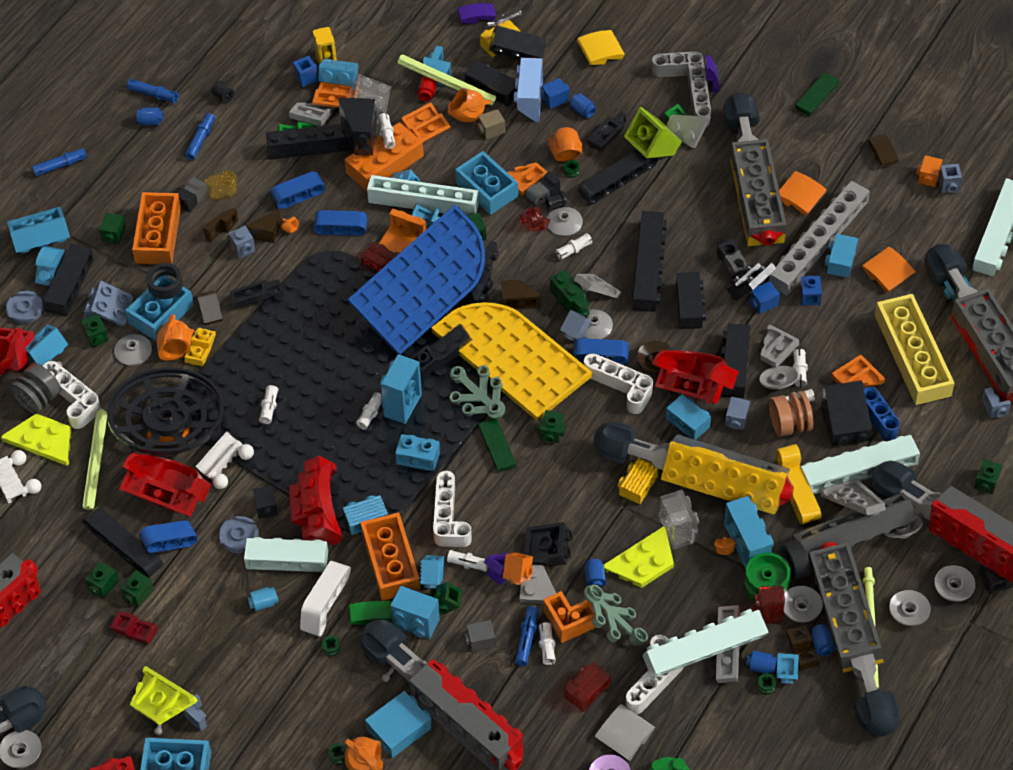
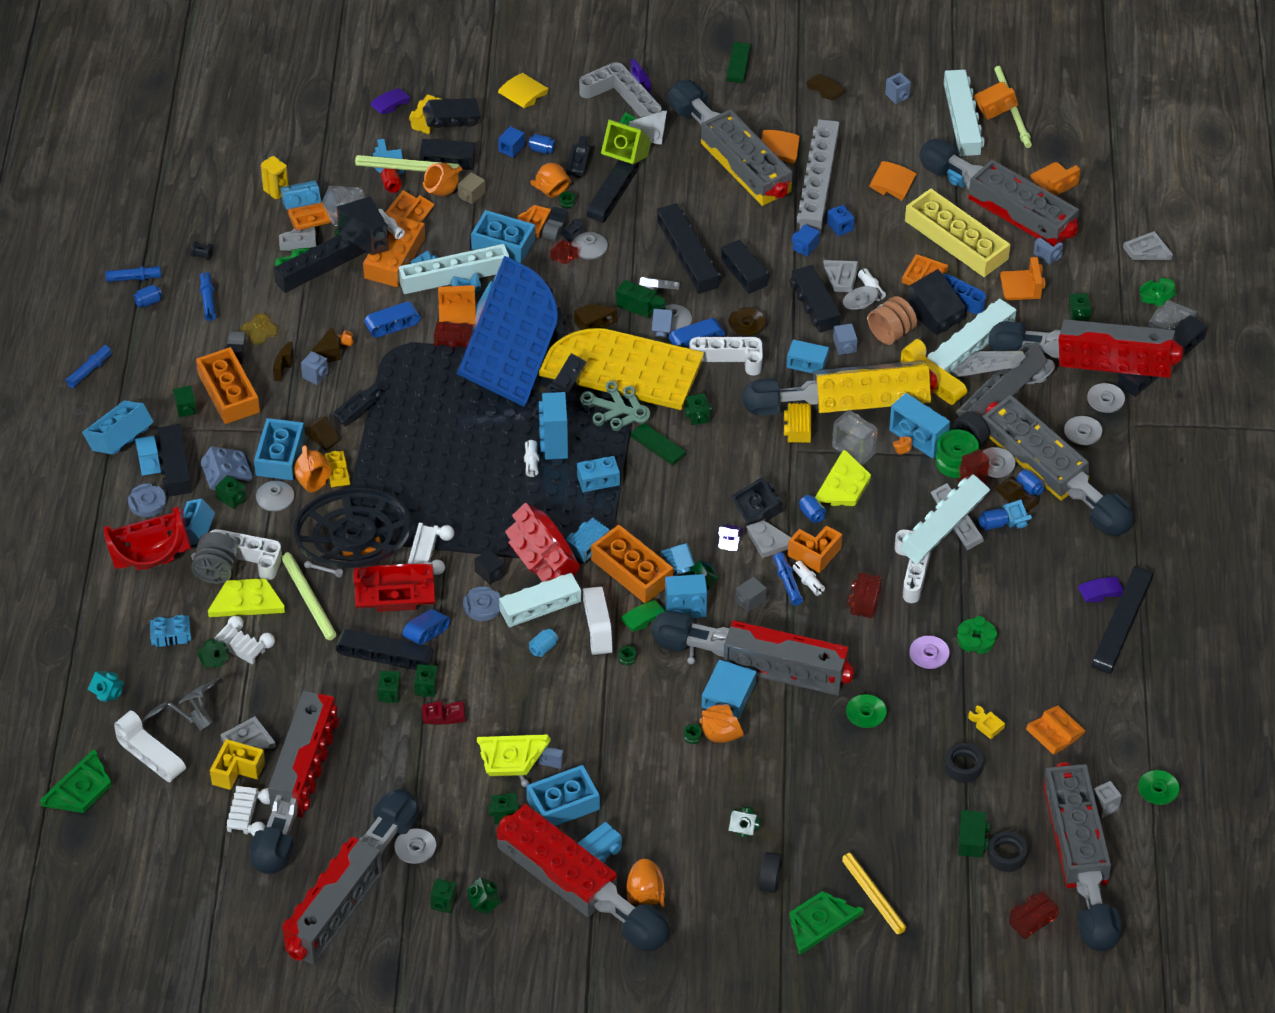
camera: 30 degrees left, 5 degrees down
(120, 746) = (502, 805): none -> dark green brick
(162, 270) = (278, 432): black tyre -> none
(268, 404) = (438, 488): white pin -> none
(297, 190) = (333, 307): blue beam -> none
(305, 71) = (270, 204): blue brick -> none
(446, 508) = (661, 526): white beam -> none
(454, 557) = (711, 540): white pin -> none
(505, 17) = (421, 95): clear piece -> none
(518, 568) = (750, 527): orange brick -> none
(529, 87) = (489, 142): light blue slope -> none
(573, 246) = (613, 261): white pin -> none
(613, 615) = (855, 531): sand green plant -> none
(625, 731) = (918, 617): light grey slope -> none
(694, 374) = (795, 319): red piece -> none
(731, 257) = (757, 219): leg -> none
(749, 280) = (787, 229): black plate -> none
(766, 690) = (1007, 529): dark green bush -> none
(842, 255) = (849, 182): dark azure brick -> none
(929, 171) = (875, 89): orange brick -> none
(948, 427) = (1023, 283): none -> orange bracket

